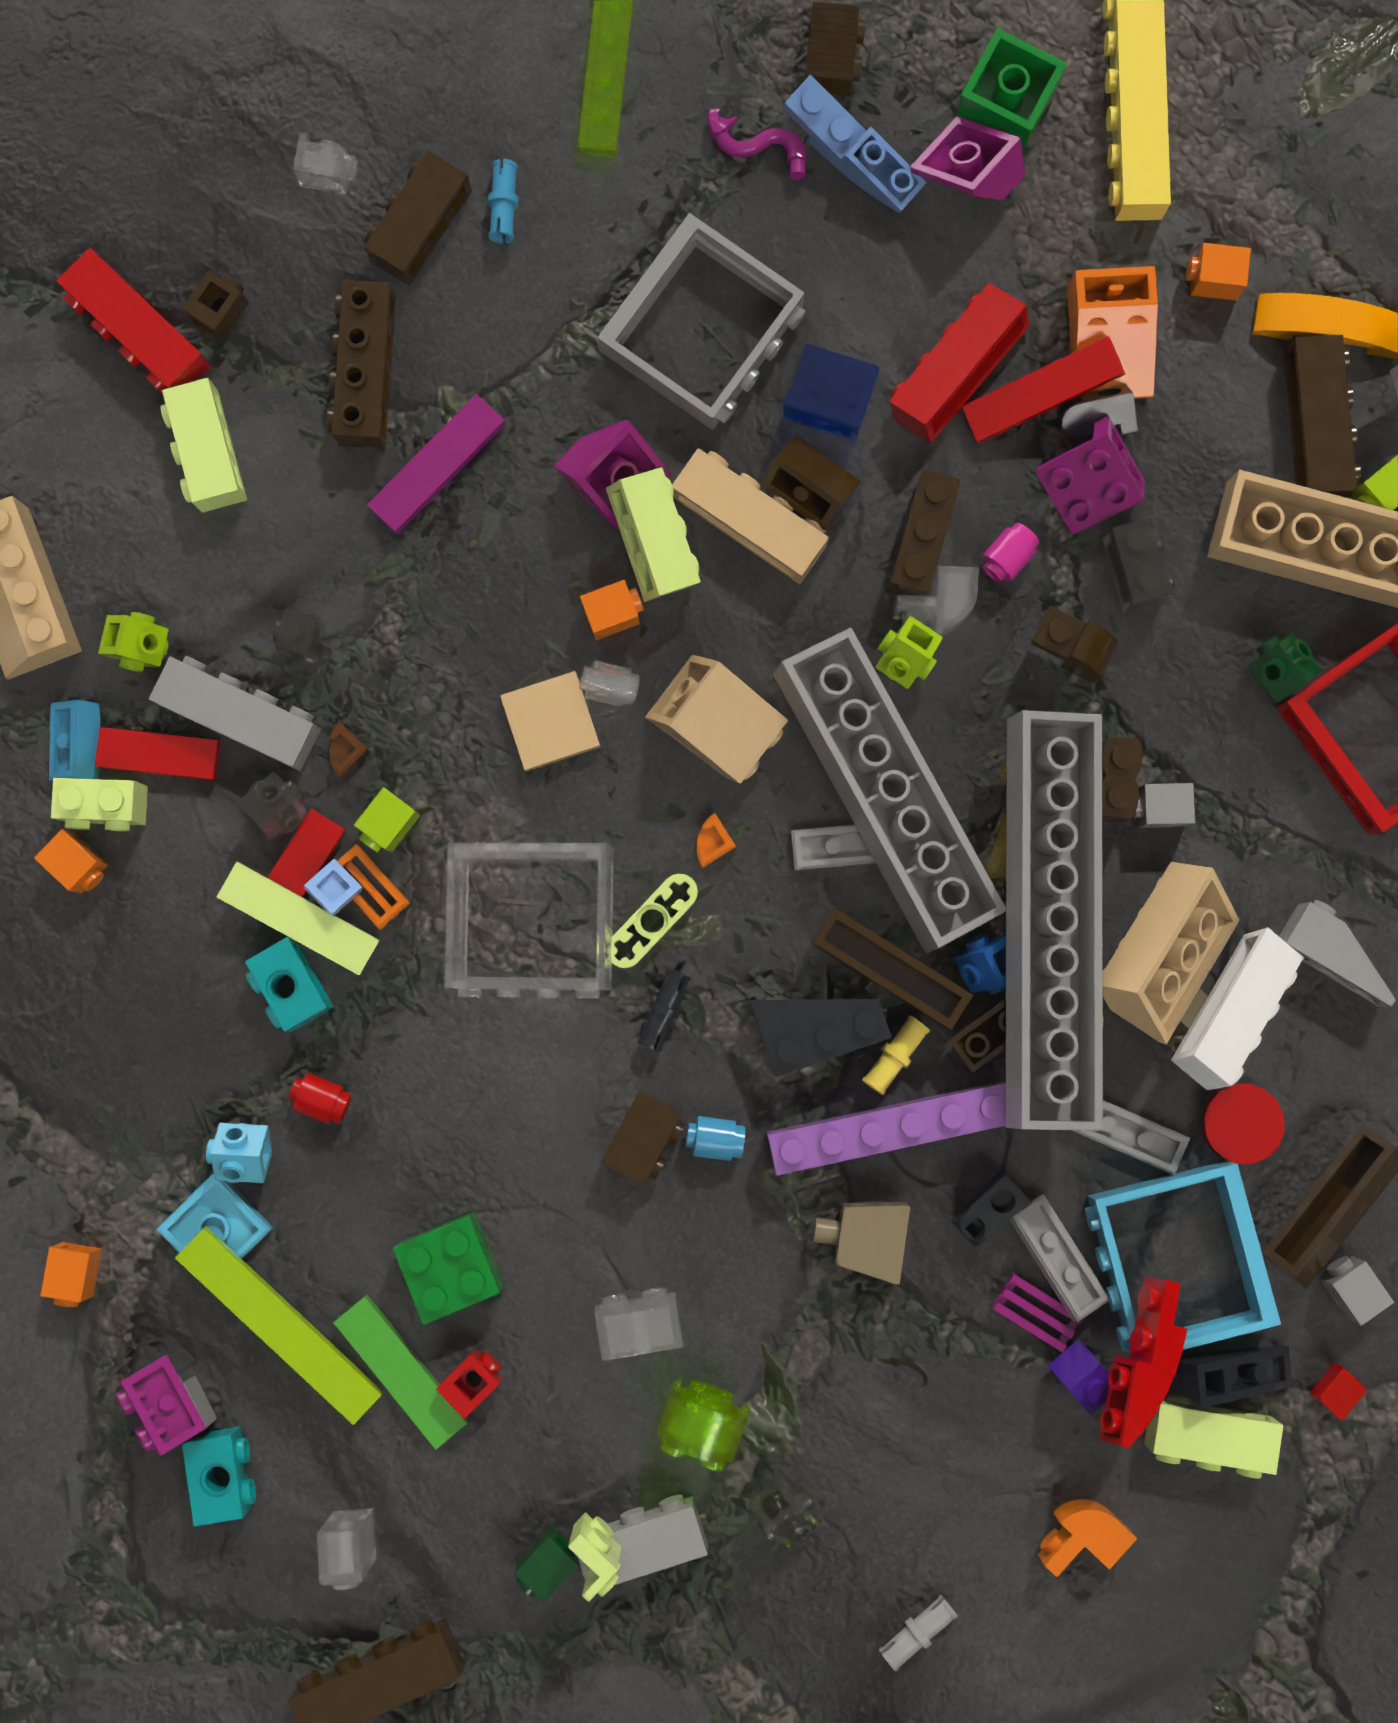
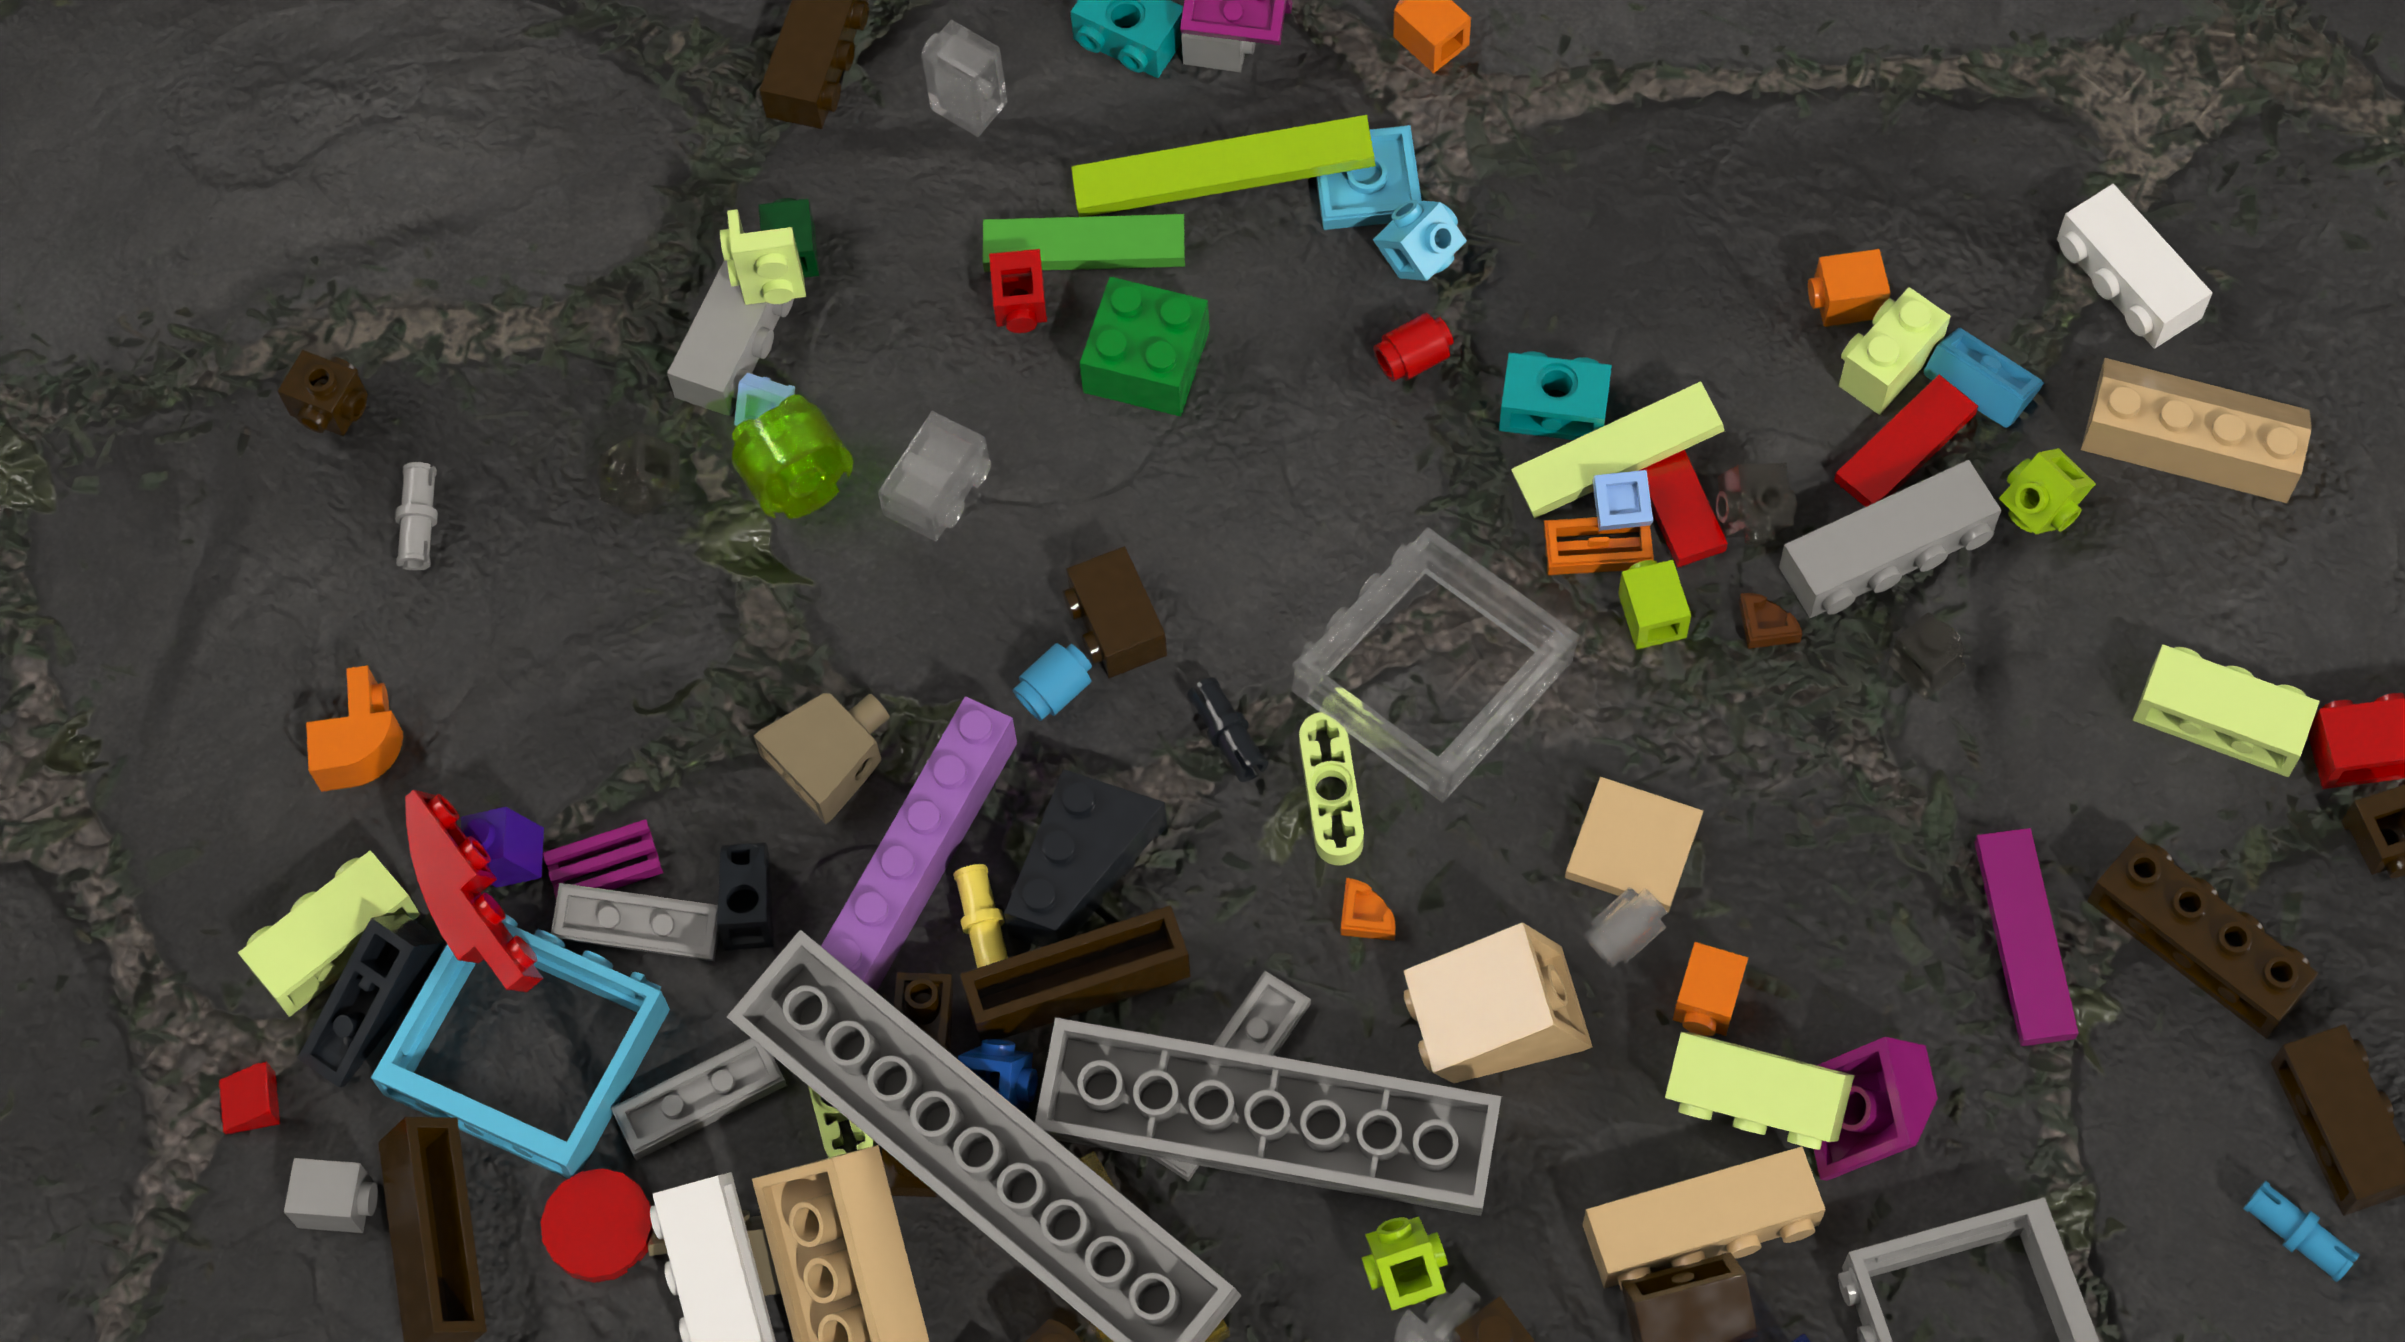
camera: 130 degrees right, 20 degrees down
(674, 1477) = (758, 396): none -> tile

